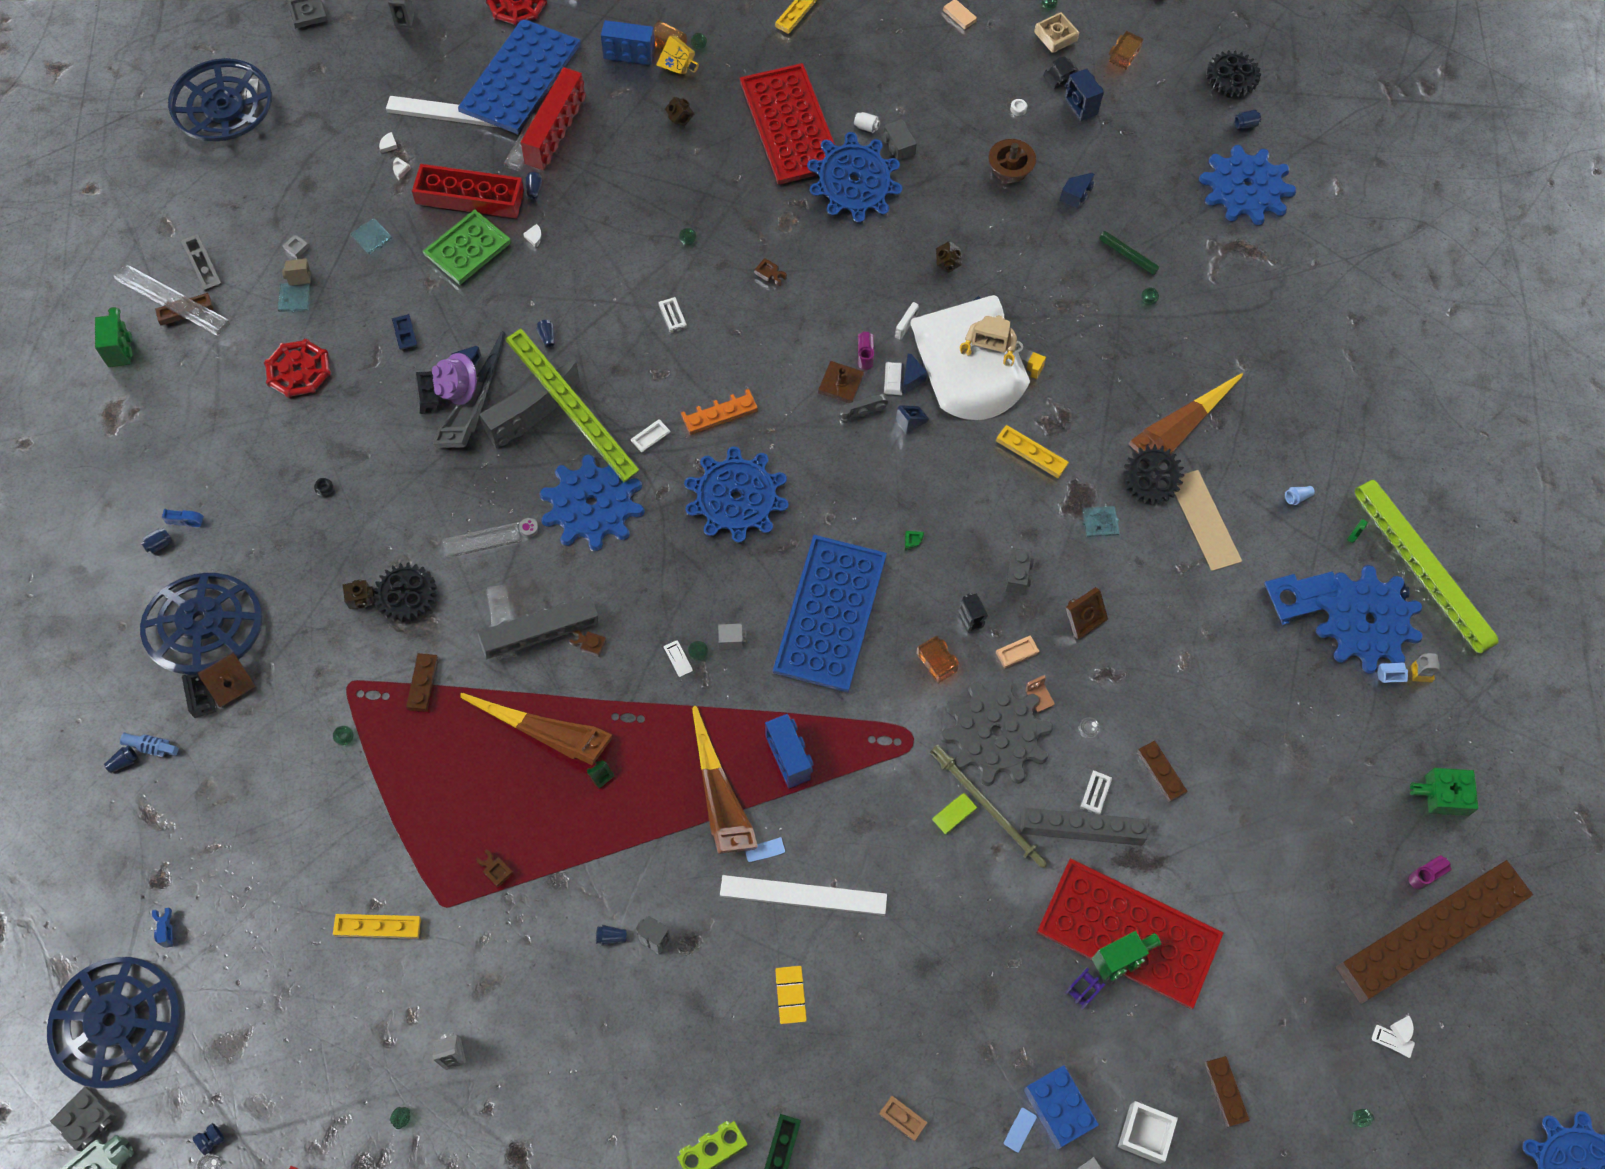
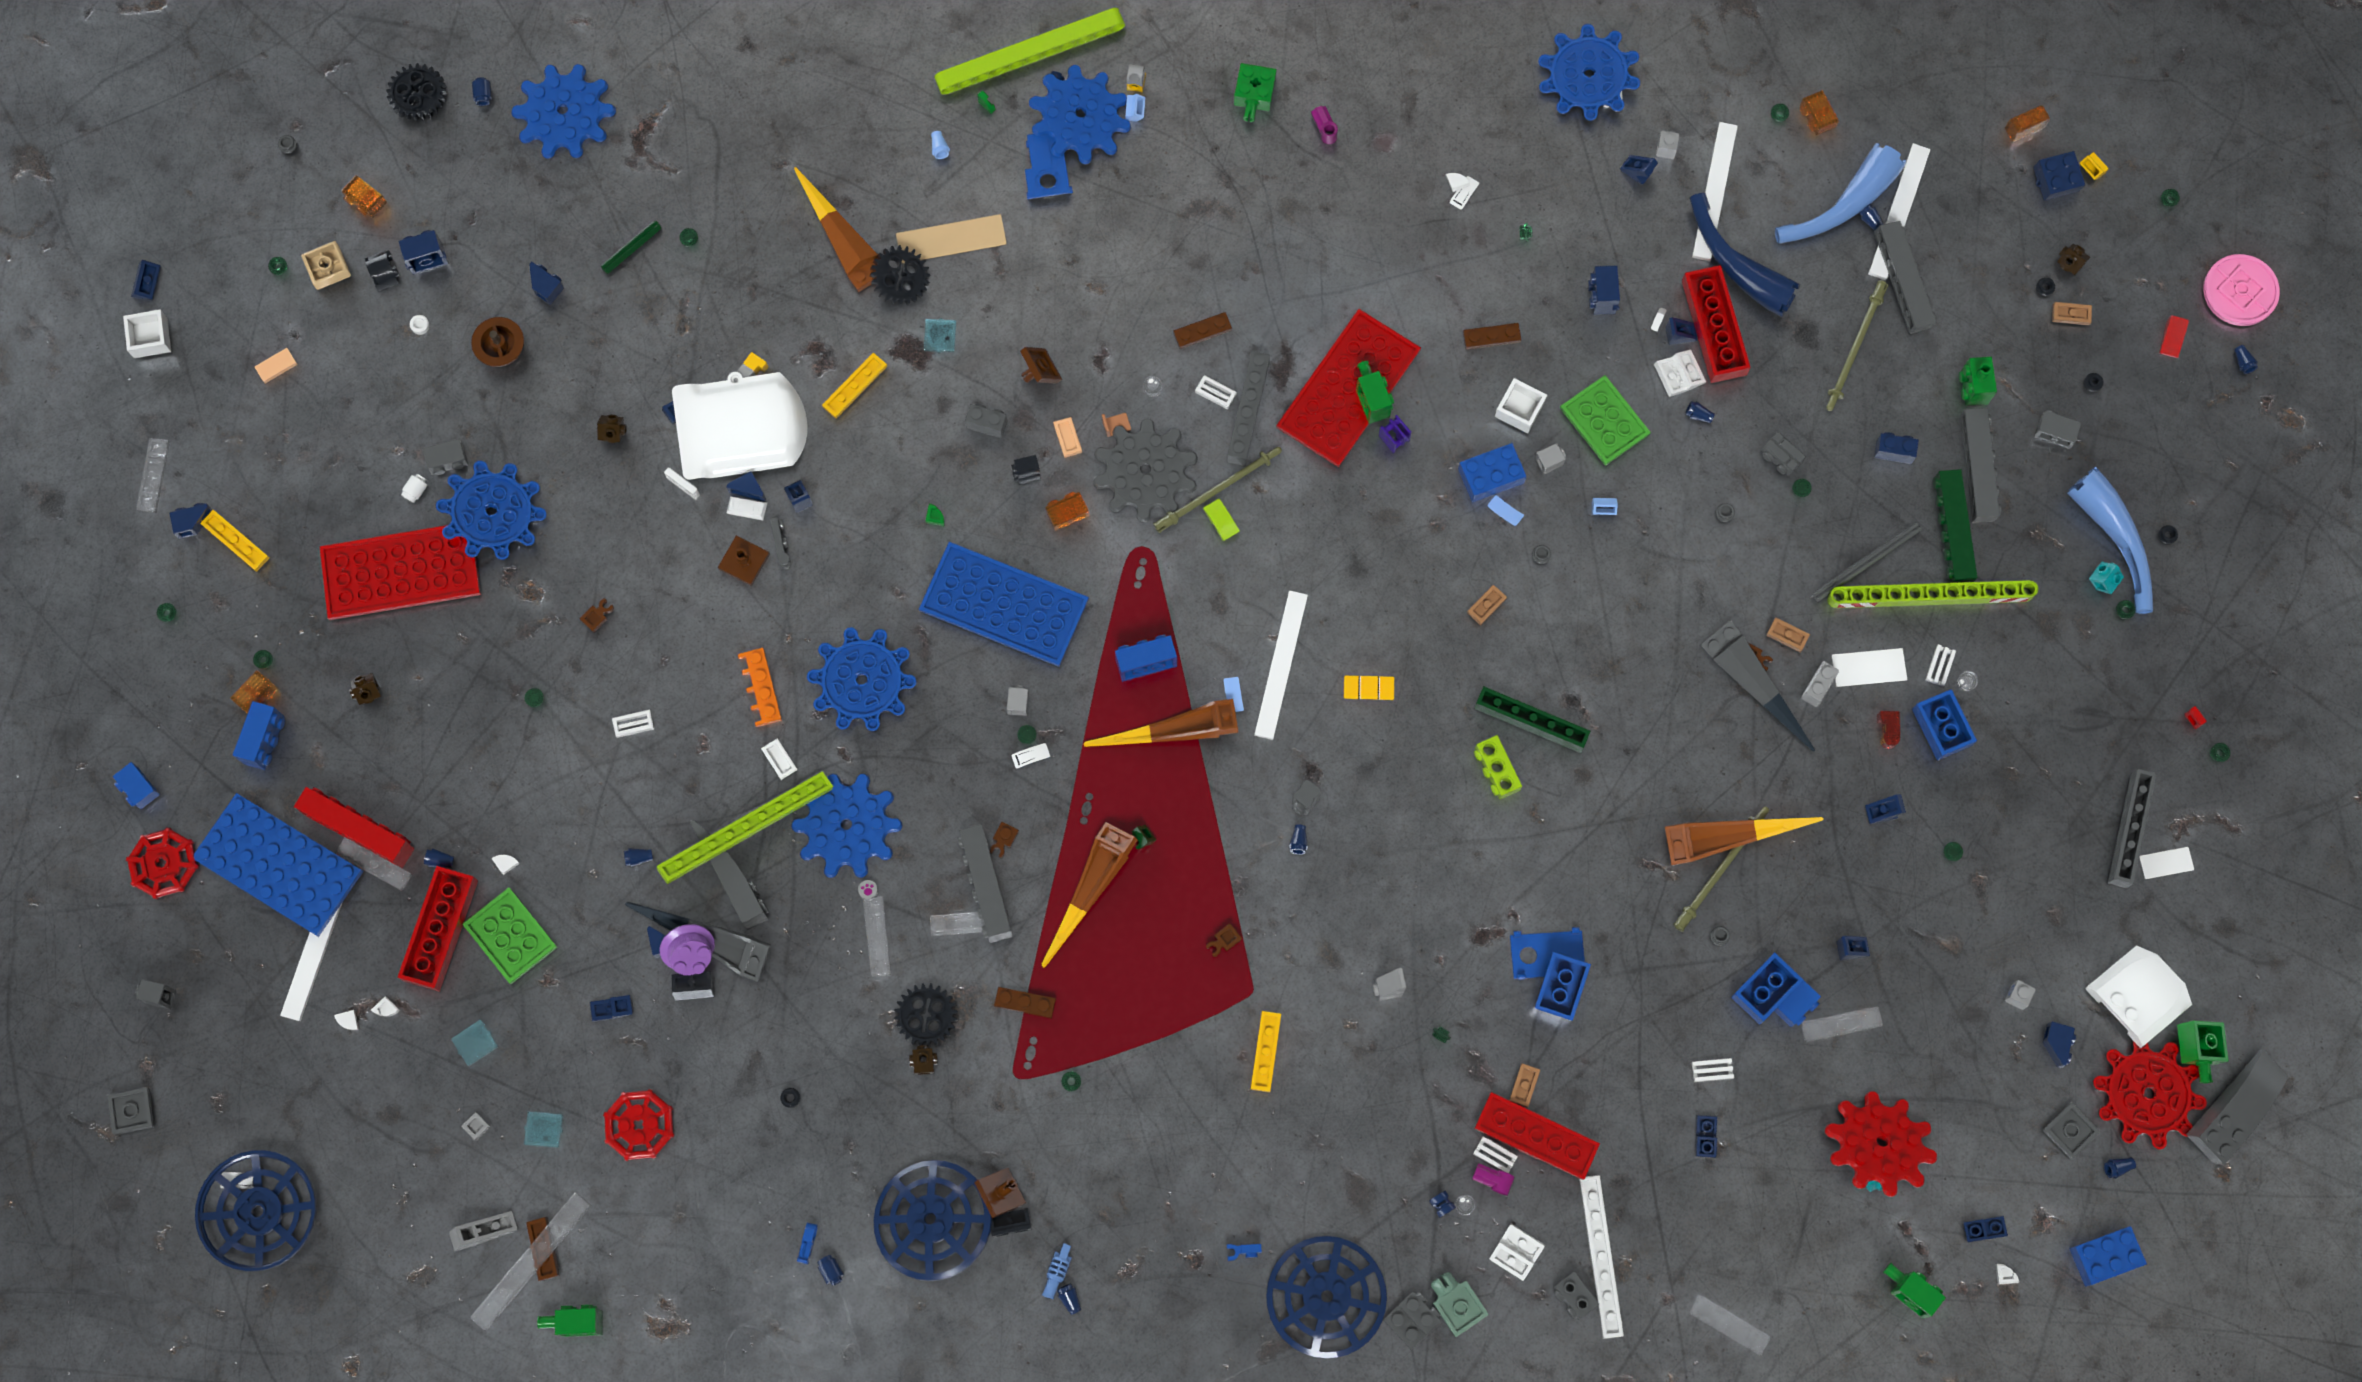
camera: 80 degrees left, 10 degrees up
(297, 272) = (515, 1122): dark tan brick -> none
(677, 56) = (289, 682): yellow torso -> none
(865, 350) = (709, 529): magenta piece -> none
(992, 334) = (726, 397): tan torso -> none
(1433, 931) = (1377, 134): reddish brown brick -> none

